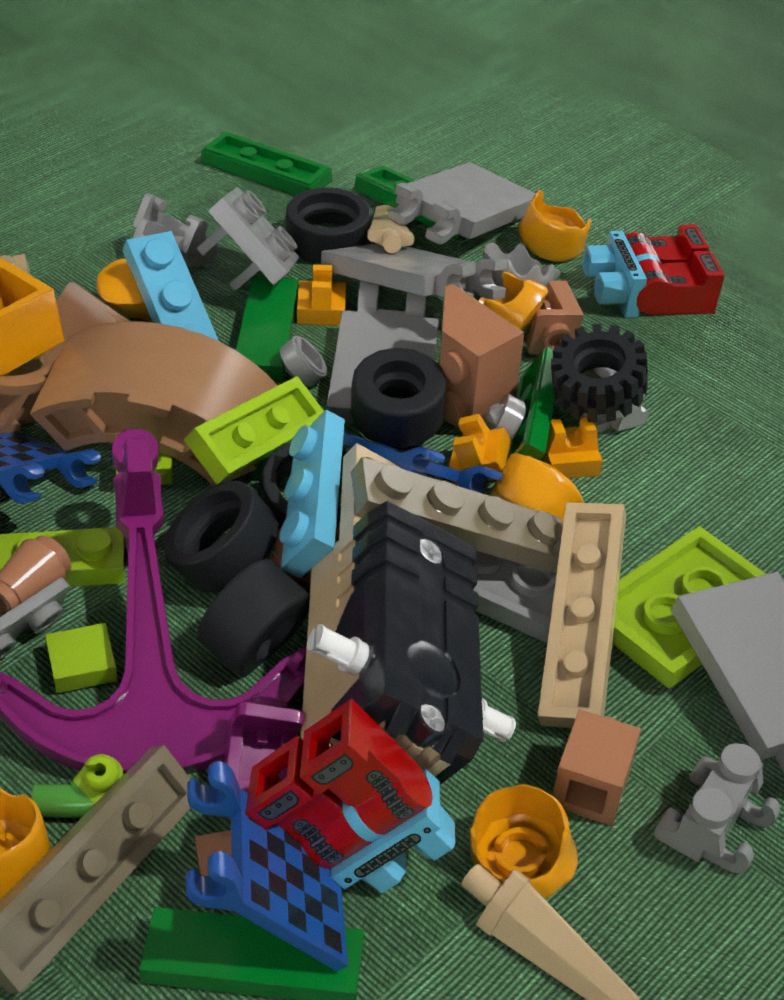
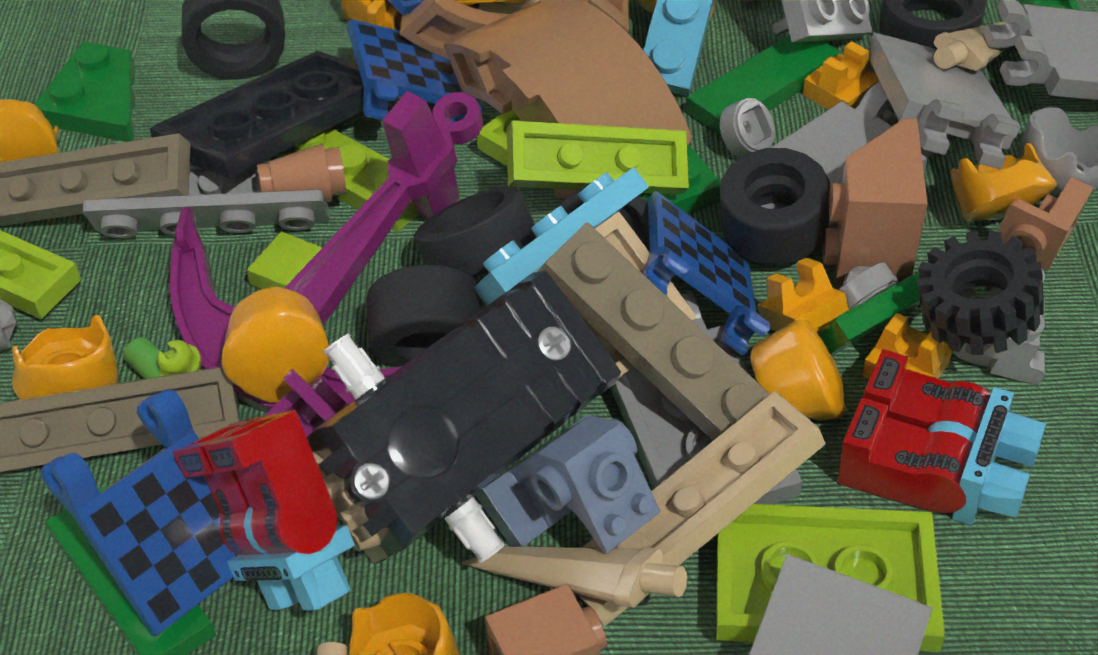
camera: 50 degrees right, 5 degrees up
(185, 700) = (270, 337): none -> light orange hair
(521, 625) = (579, 470): none -> sand blue tile
(584, 688) = (617, 577): none -> tan bar
(656, 480) = (938, 443): none -> hips

